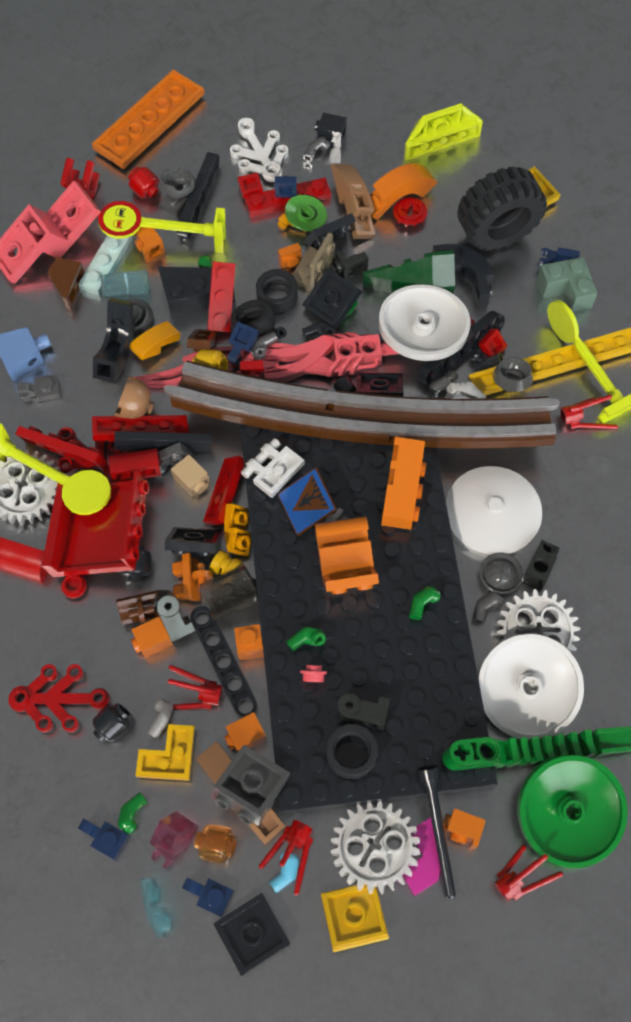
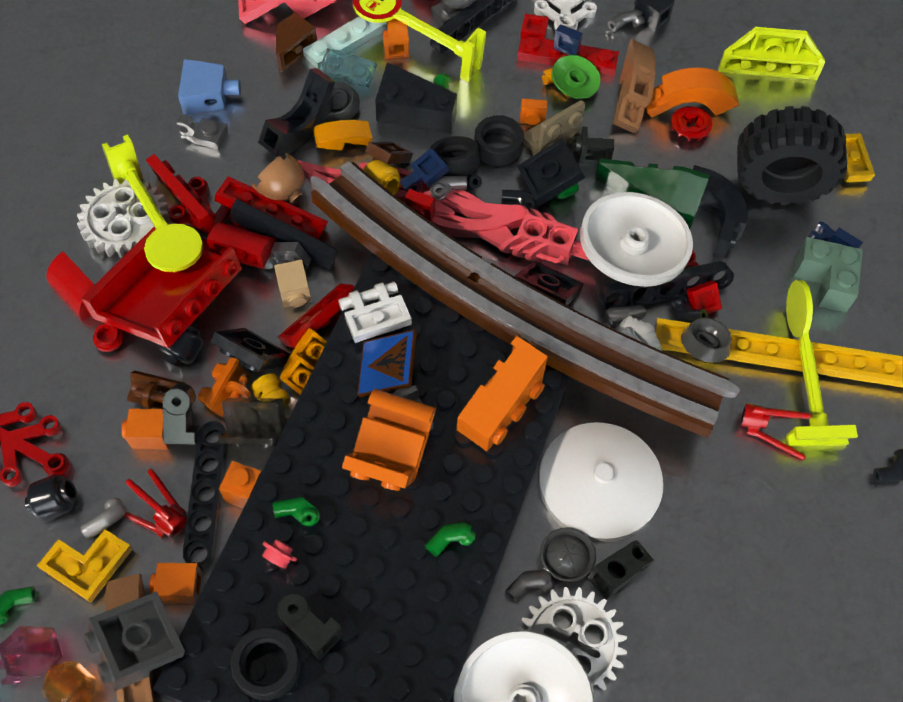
camera: 25 degrees right, 5 degrees down
(221, 296) = (433, 116): red plate -> none
(337, 228) = (598, 103): black plate -> none
(344, 384) = (511, 265): black piece -> none

